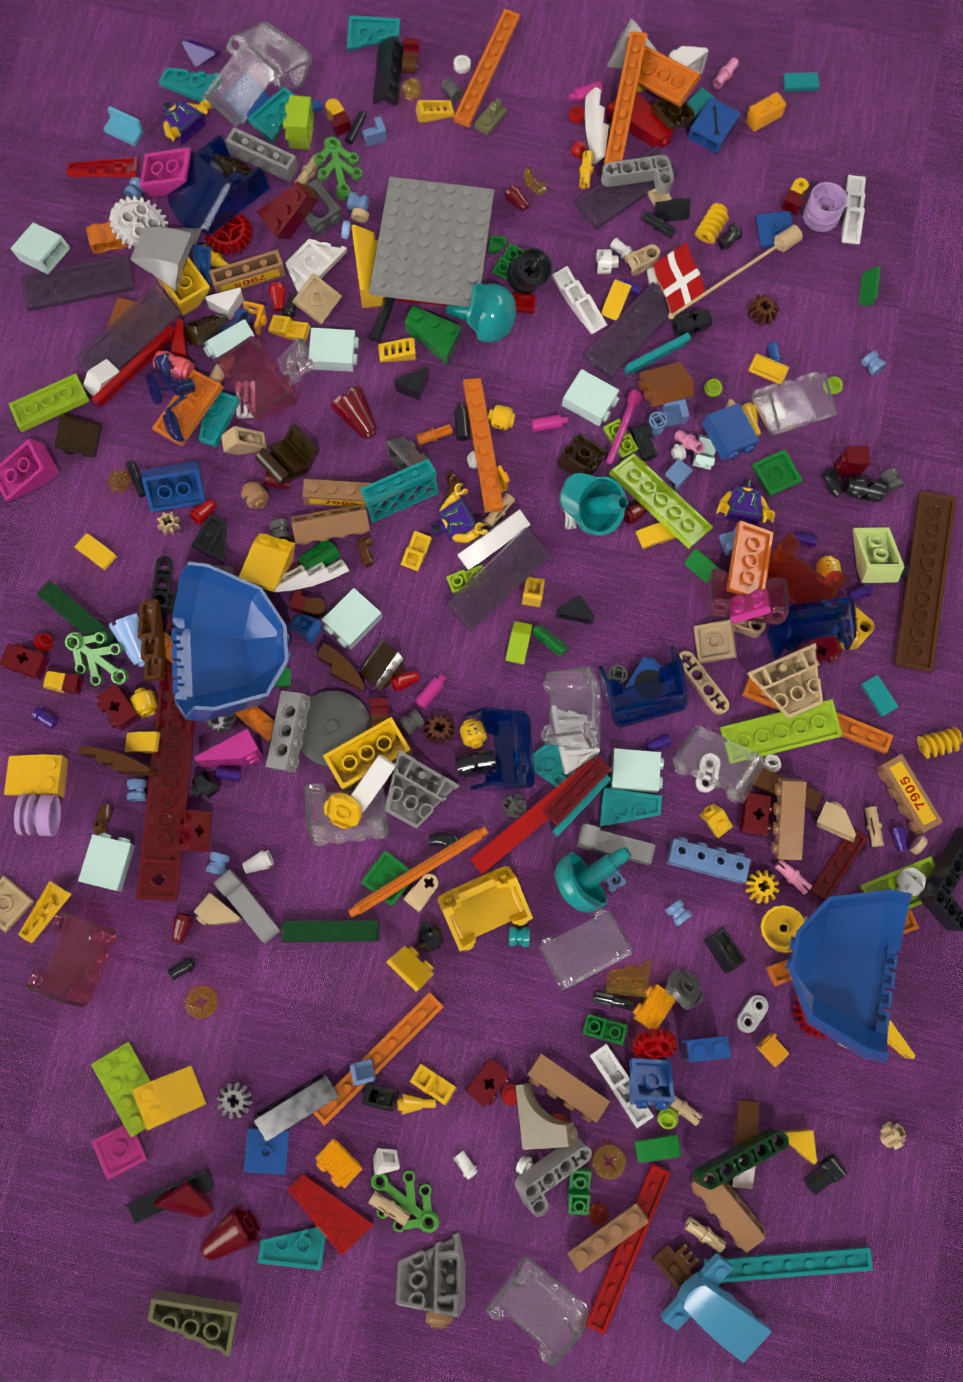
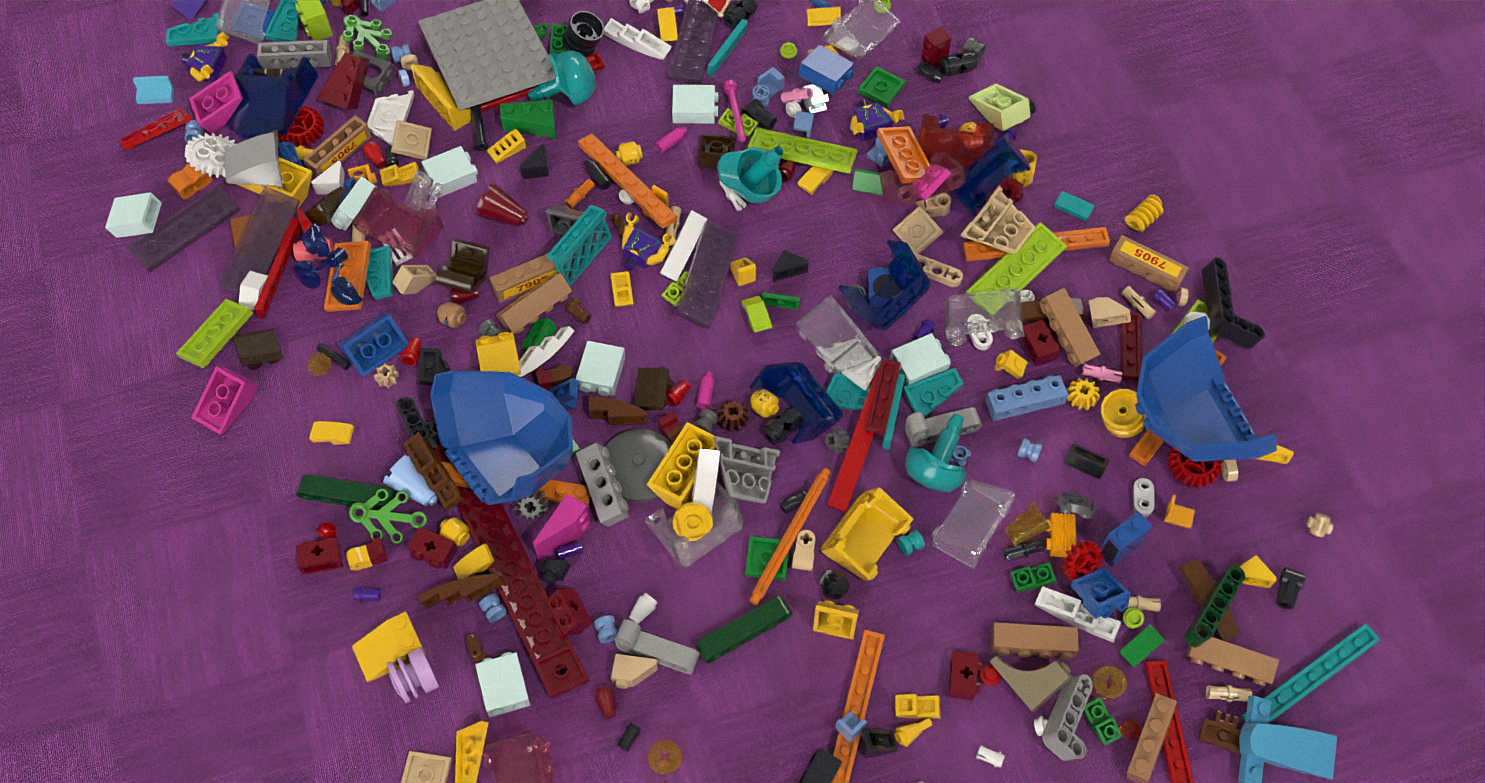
camera: 25 degrees left, 15 degrees down
(666, 384) = (750, 63): dark orange brick -> none
(925, 582) = (1051, 107): reddish brown plate -> none

